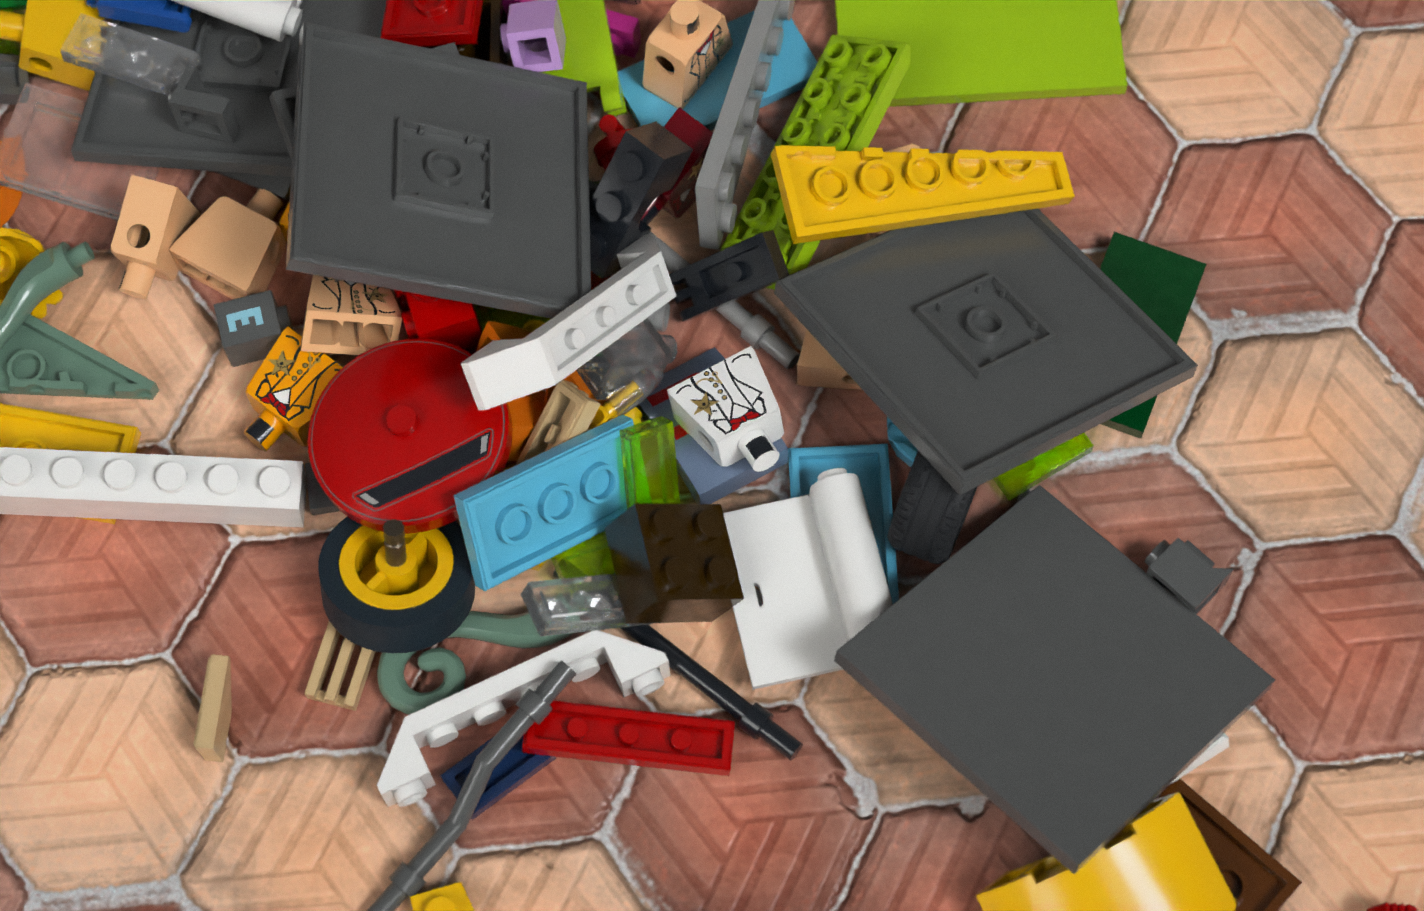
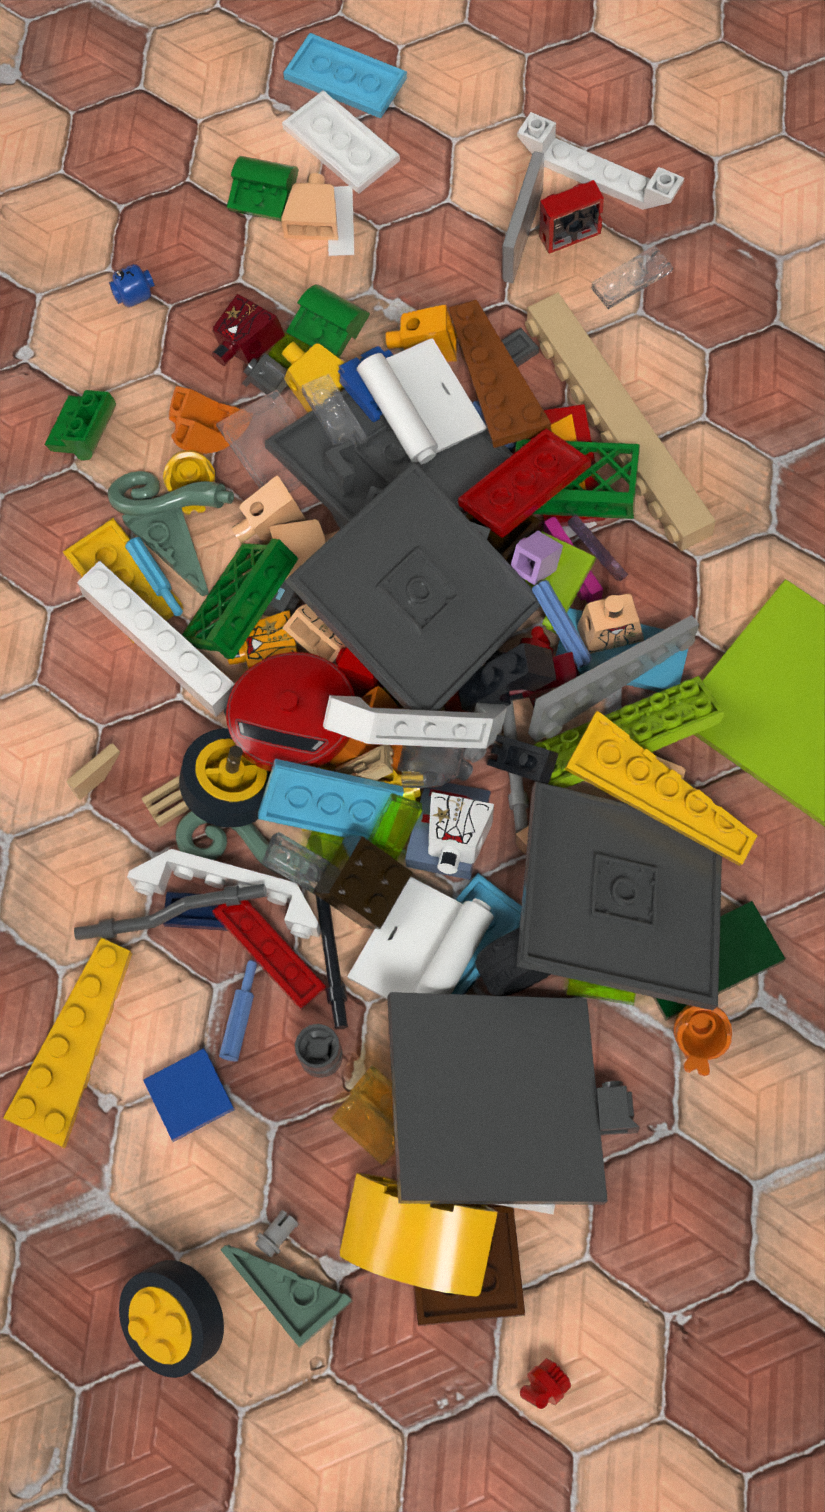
camera: 45 degrees right, 0 degrees up
(67, 417) = (152, 573): none -> medium azure axle
(230, 357) = (253, 595): none -> green fence
(624, 87) = (561, 623): none -> medium blue axle
(664, 843) = (238, 1016): none -> medium blue axle
(801, 797) = (318, 1050): none -> dark grey wheel
(932, 813) = (369, 1115): none -> clear yellow brick
(1203, 417) = (702, 1036): none -> orange hat

